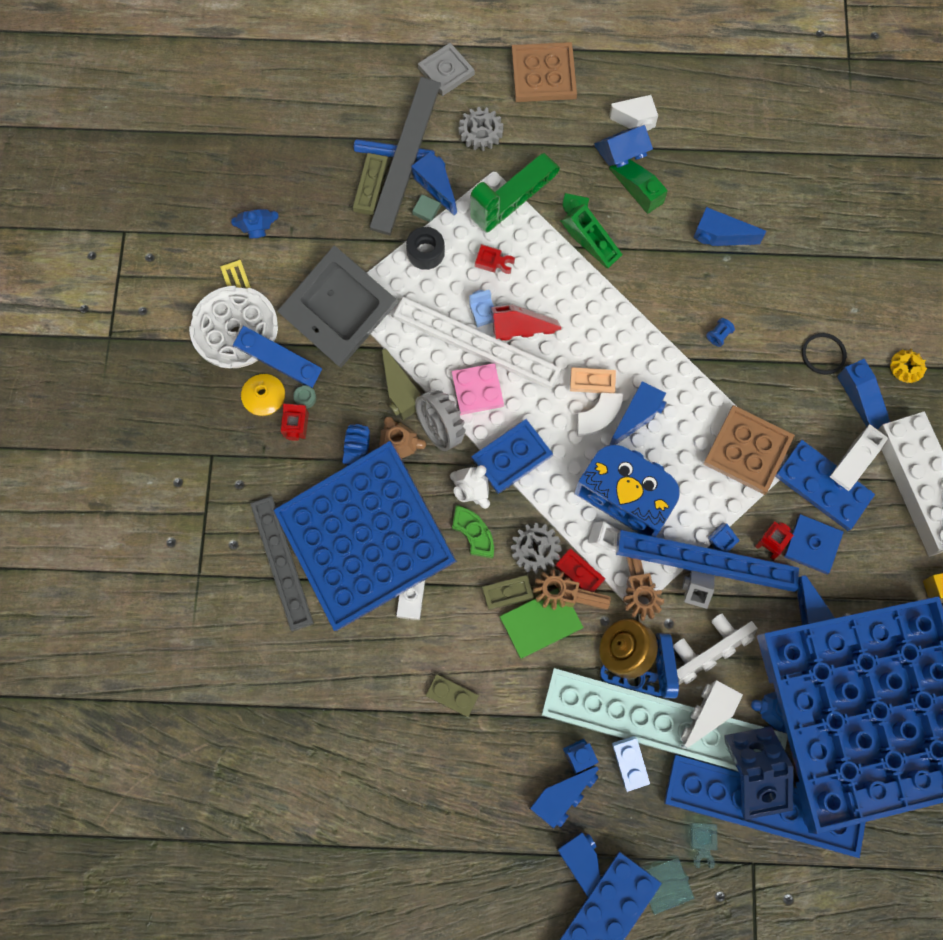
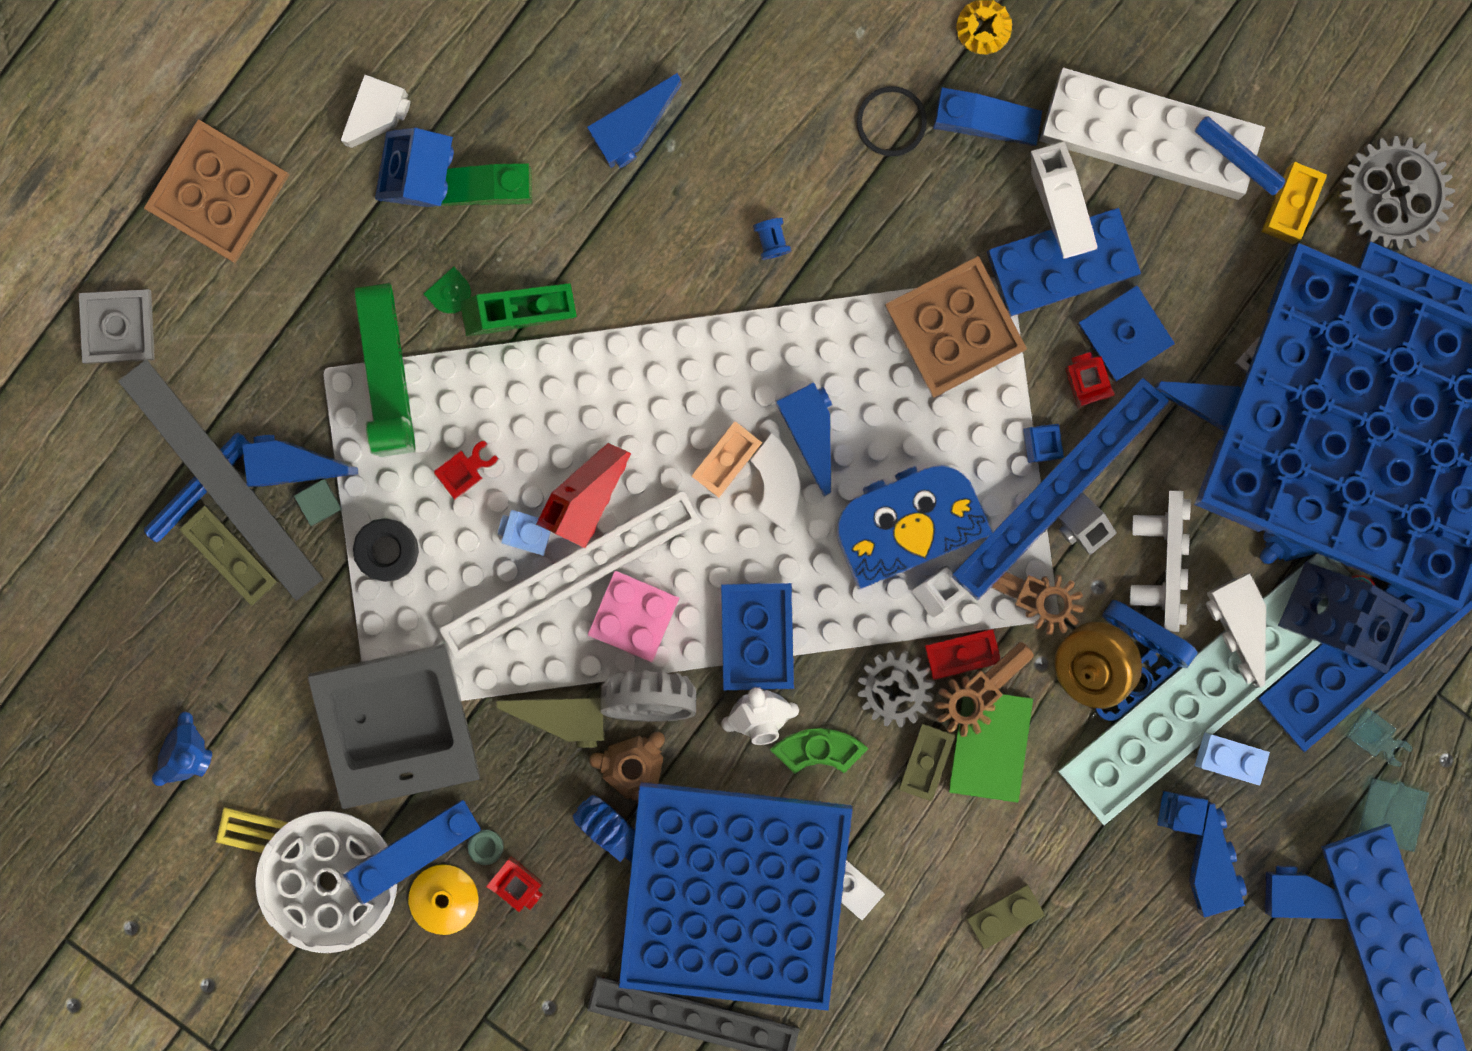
camera: 55 degrees left, 15 degrees up
(481, 129) = (243, 330): light grey gear -> none

